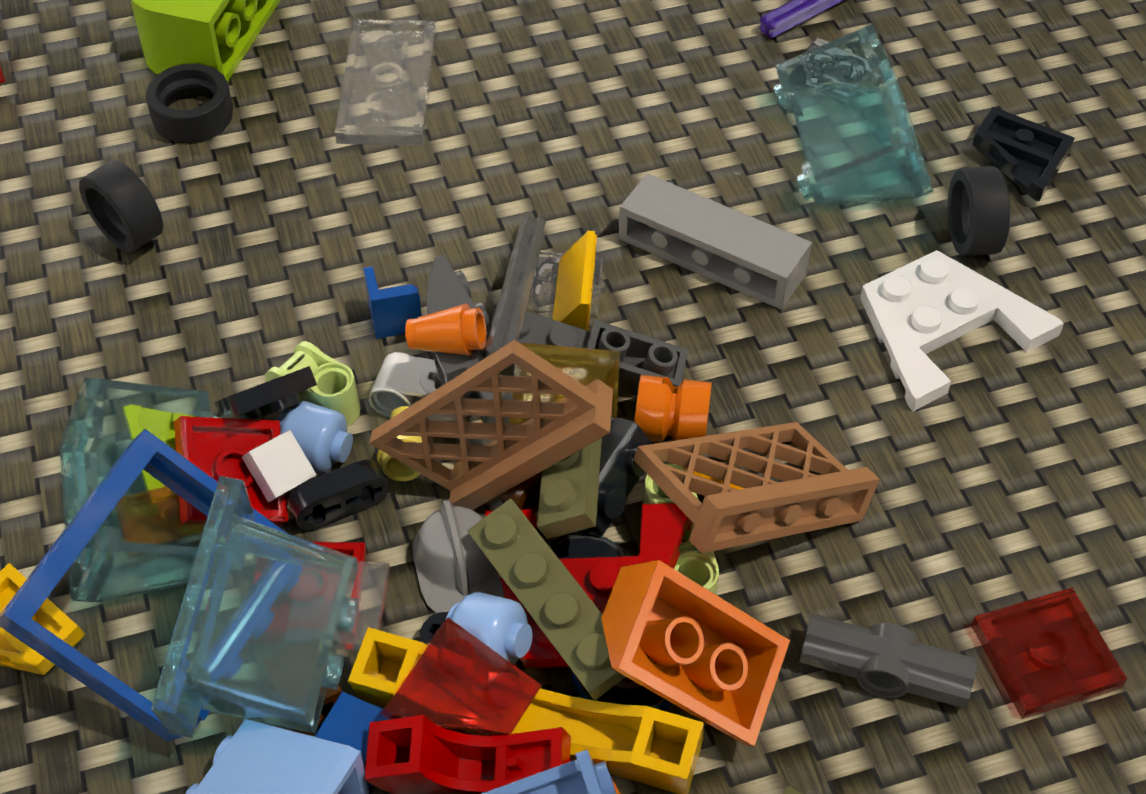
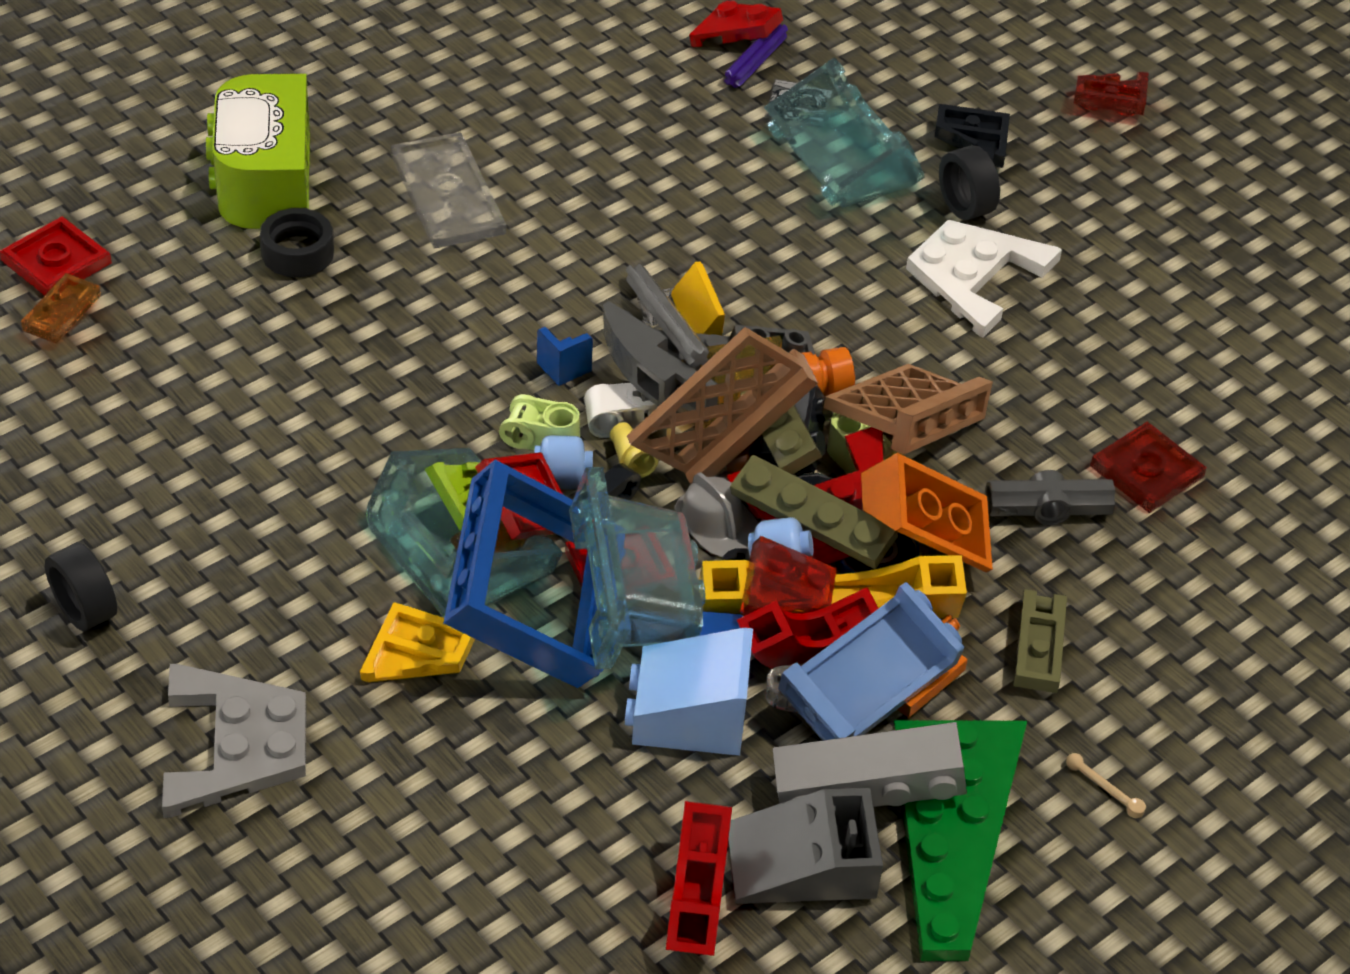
camera: 25 degrees left, 5 degrees down
(121, 205) = (316, 315): black tyre -> none
(268, 396) = (528, 433): black wing -> none
(279, 465) = (560, 477): white tile -> none
(448, 331) = (654, 349): orange cone -> none
(714, 240) = (782, 250): light grey brick -> none

